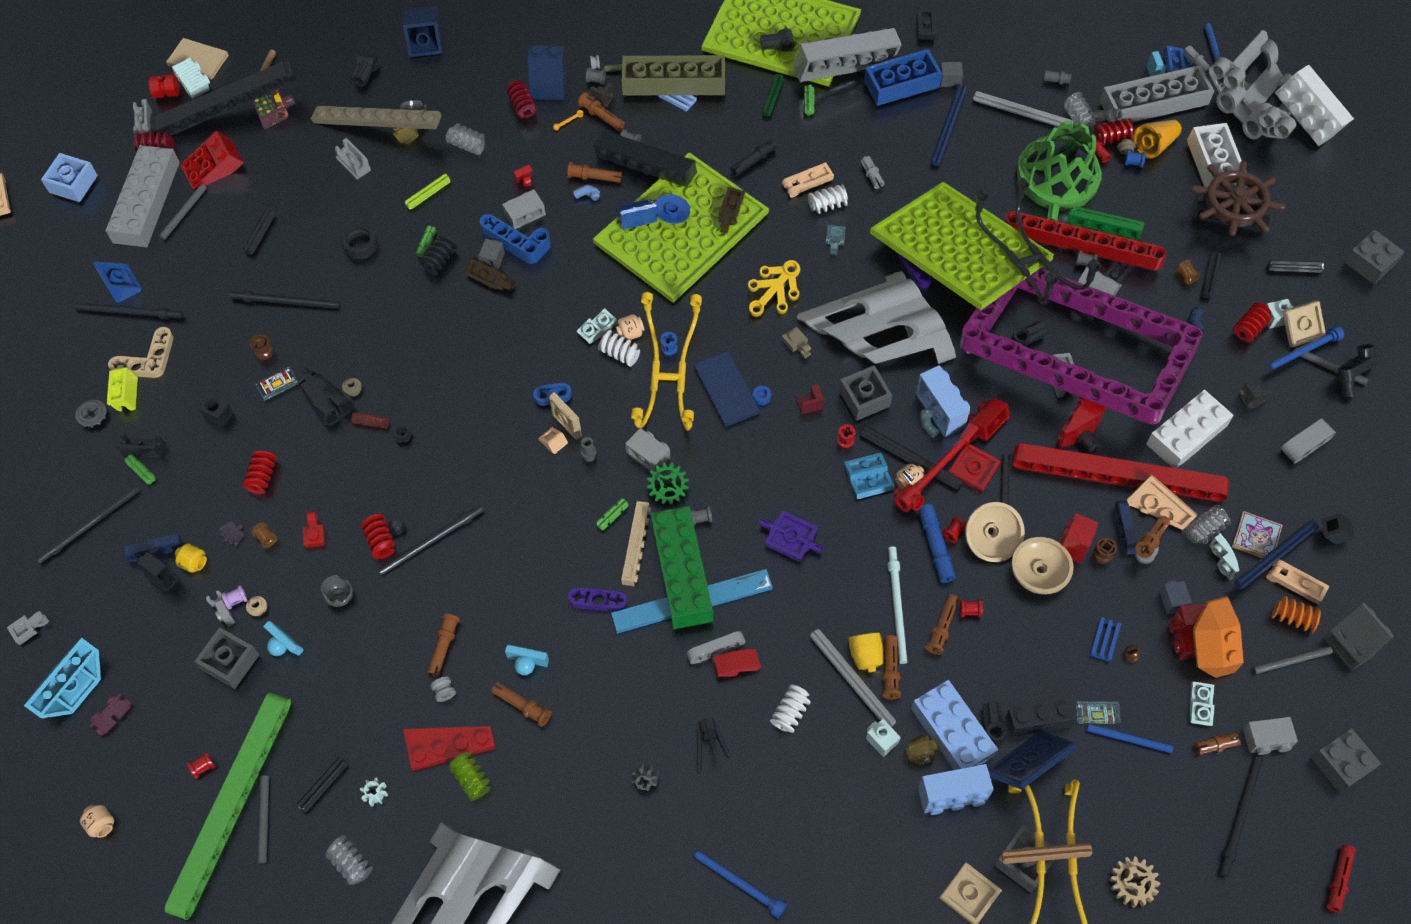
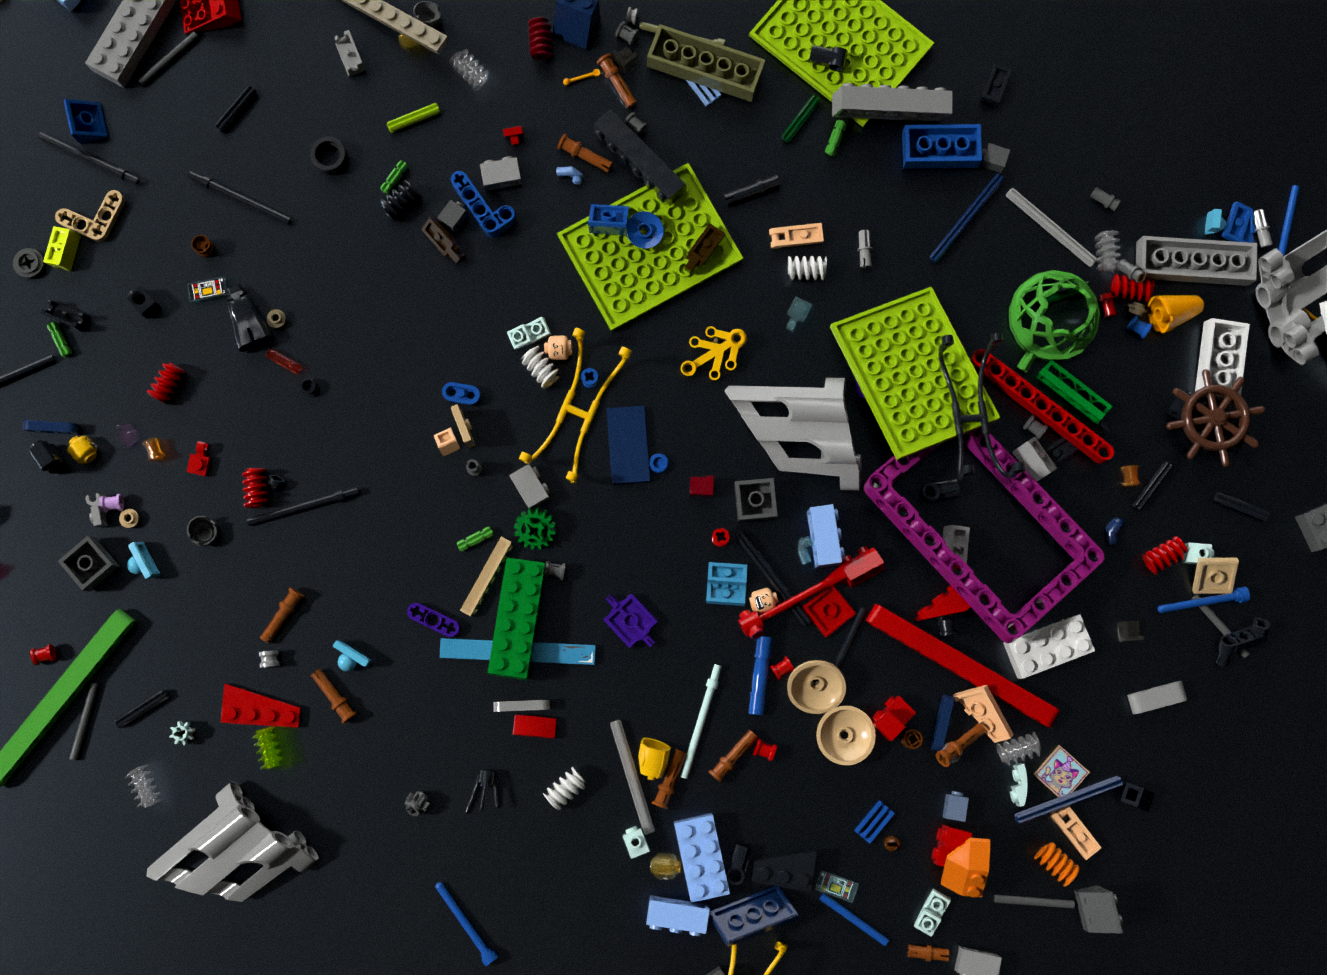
camera: 20 degrees right, 20 degrees up
(797, 340) = (714, 416): dark tan plate -> none

